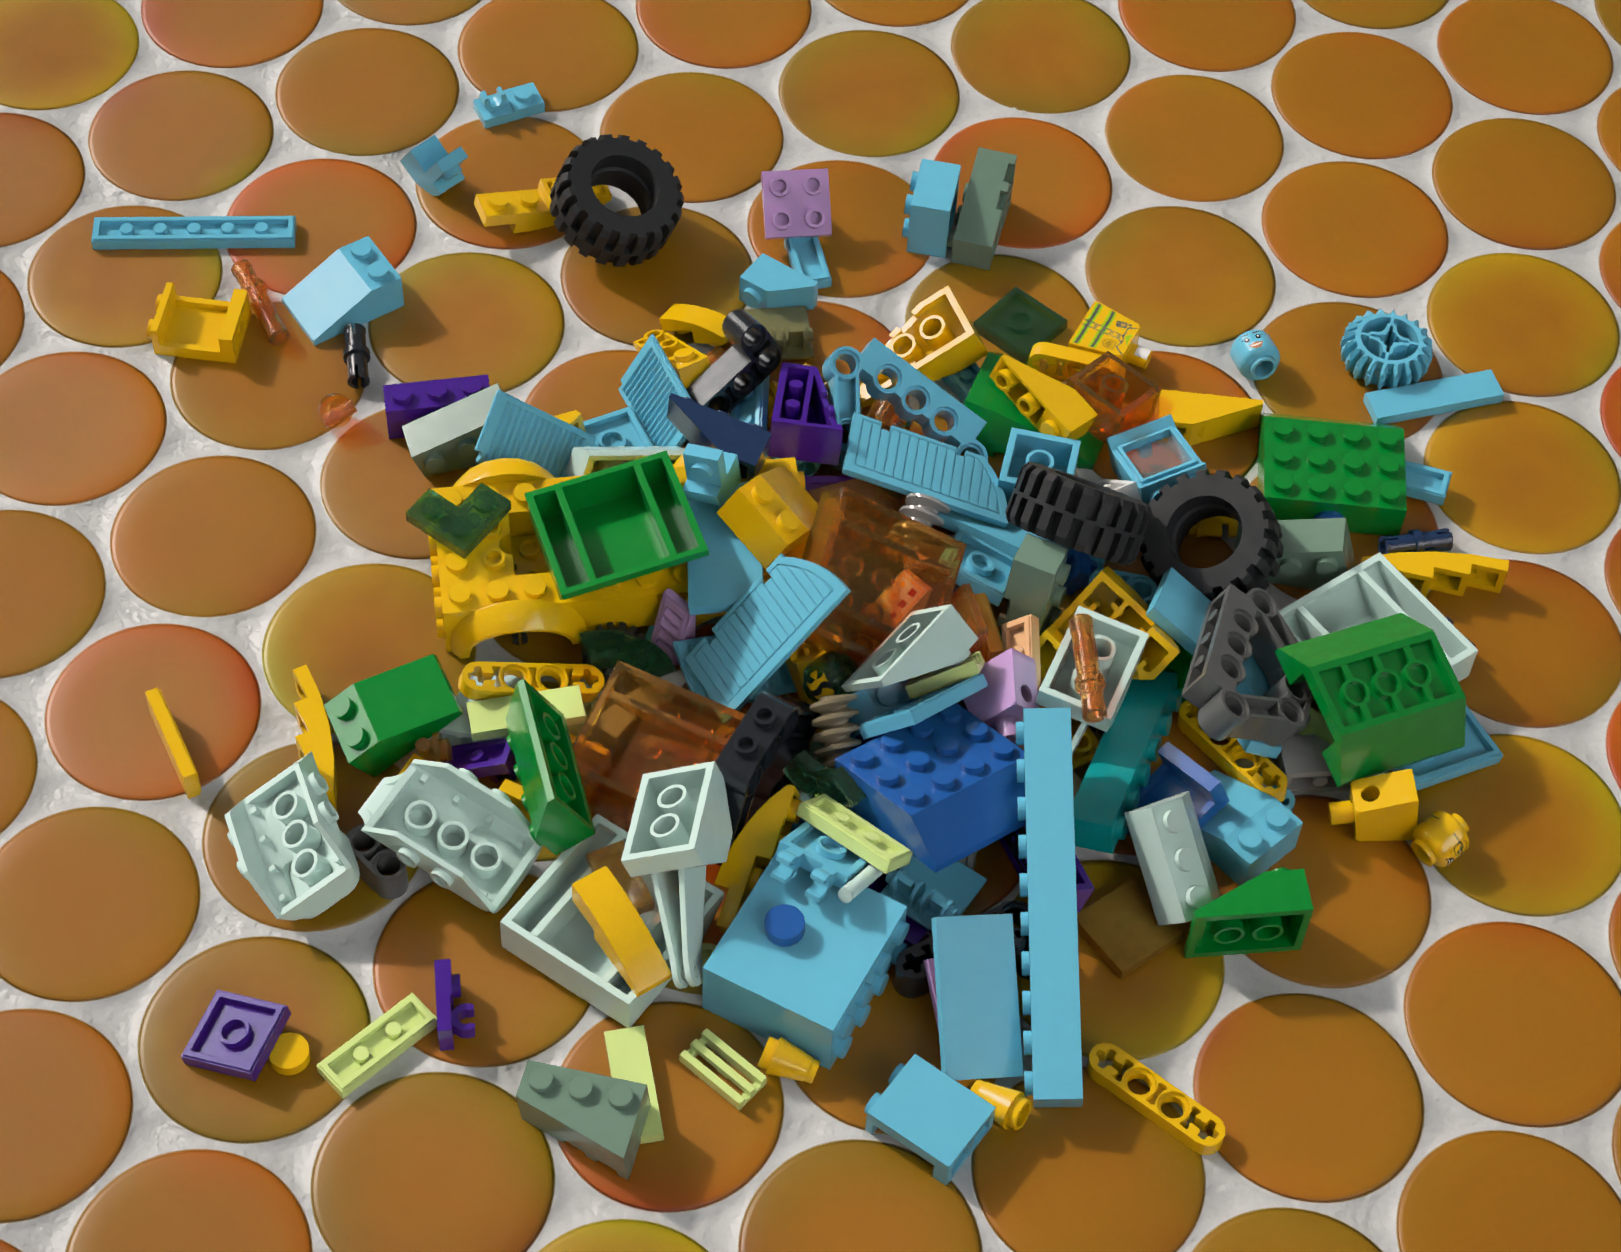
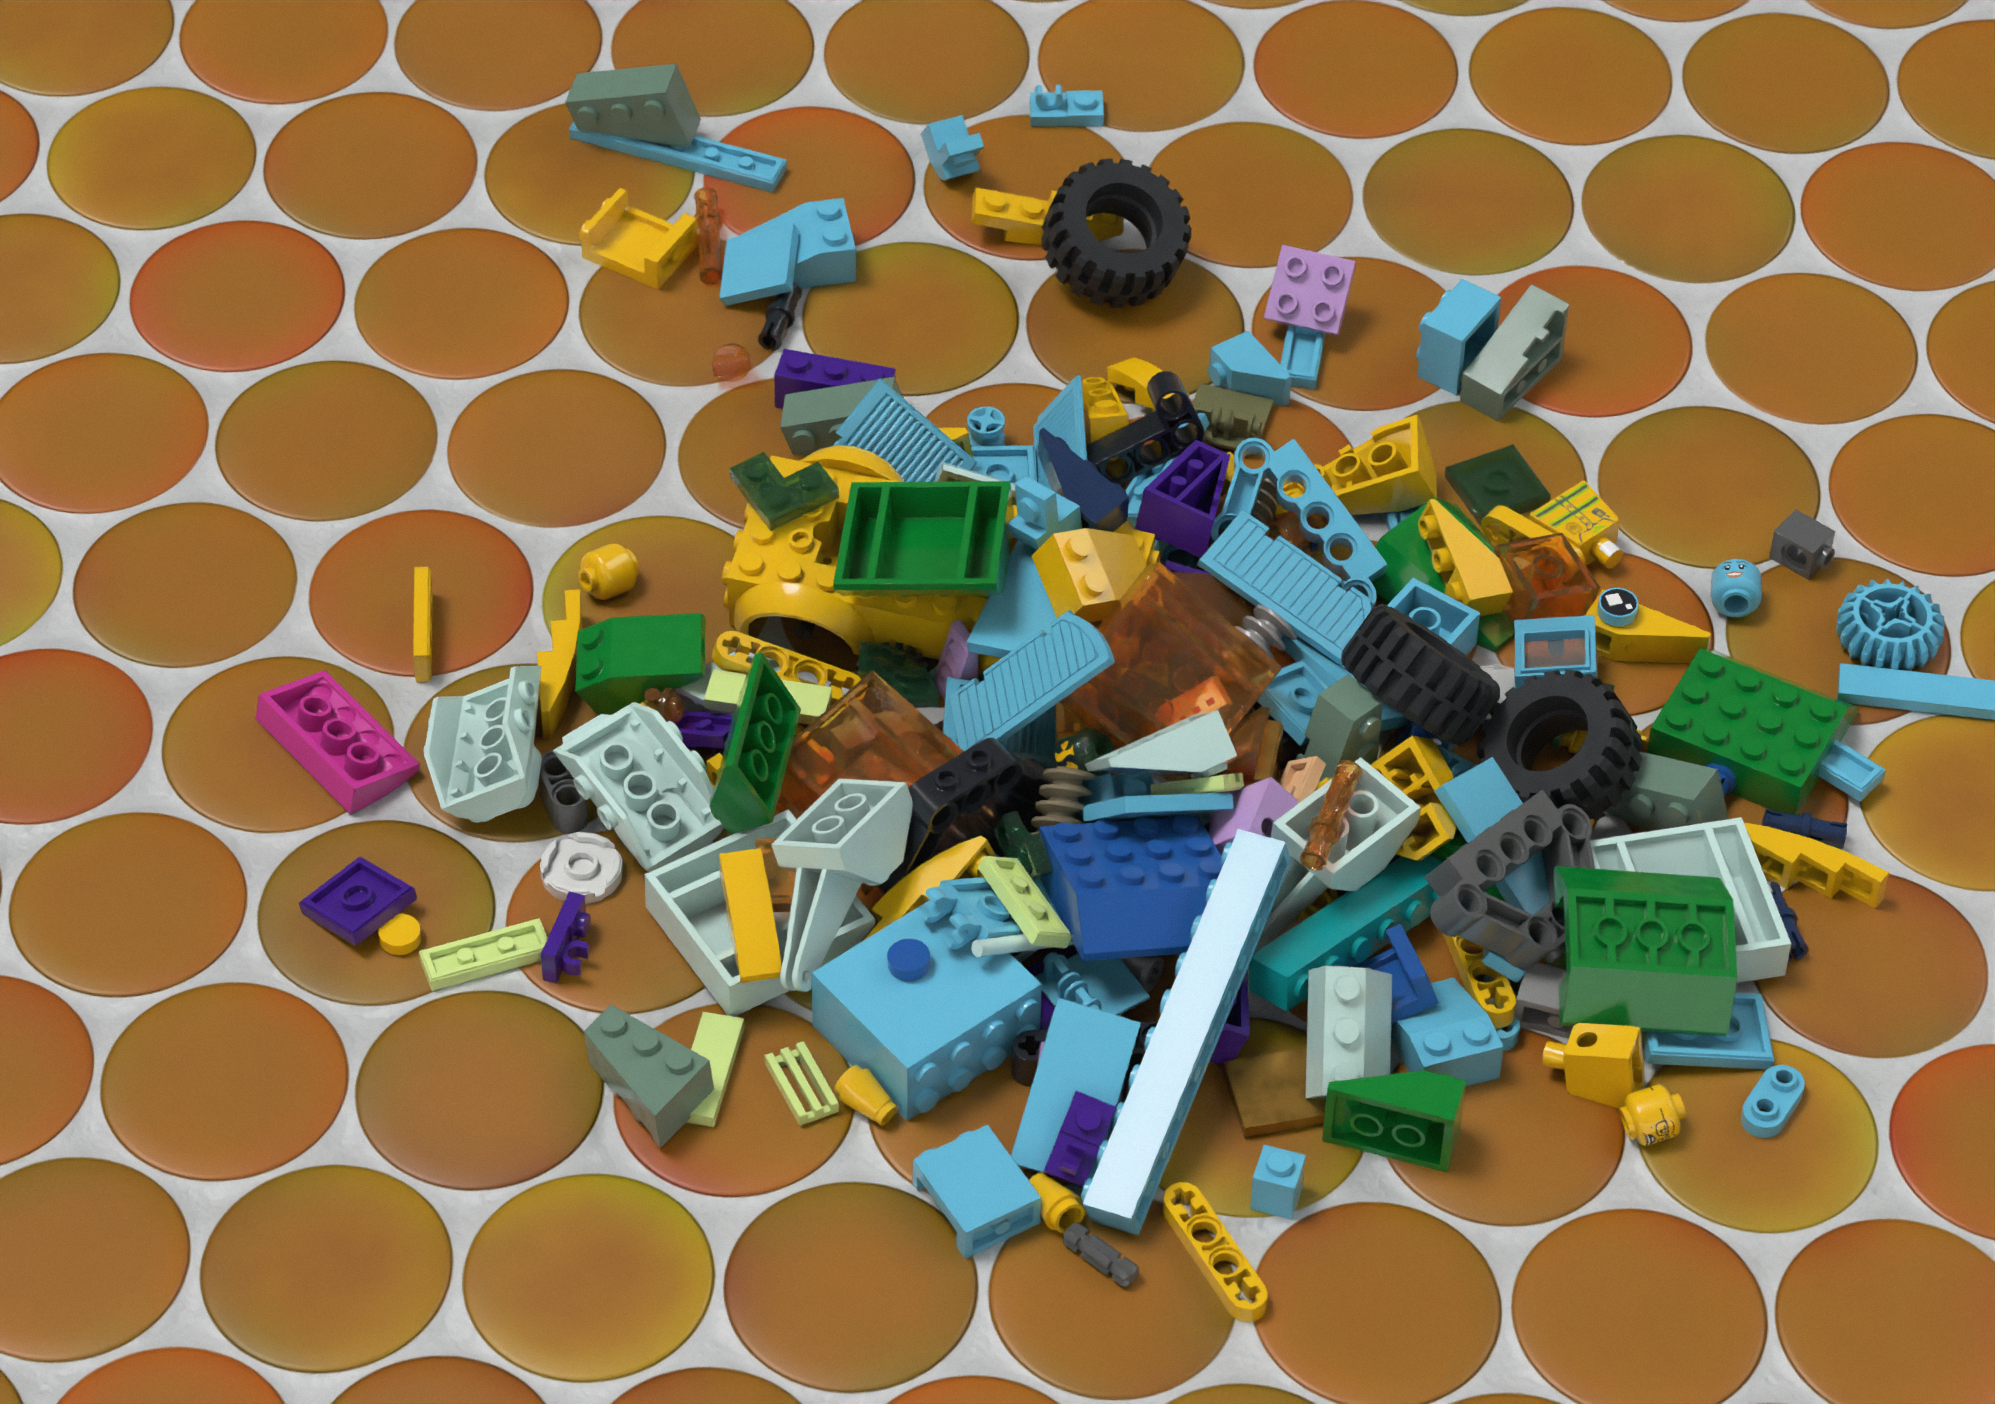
camera: 25 degrees right, 5 degrees down
(142, 882) = (335, 740): none -> dark pink slope
(145, 203) = (635, 104): none -> sand green wedge
(320, 315) = (759, 264): none -> medium azure tile
(320, 636) = (608, 571): none -> yellow head
(425, 928) = (581, 865): none -> white tile
(584, 396) = (986, 427): none -> medium azure wheel
(1000, 1038) = (1079, 1139): none -> dark purple plate
(1062, 1138) = (1101, 1254): none -> dark grey axle
(1179, 1014) = (1277, 1182): none -> medium azure brick
(1183, 401) = (1617, 607): none -> tile
(1284, 302) = (1802, 544): none -> dark grey brick
(1519, 787) = (1775, 1098): none -> medium azure plate

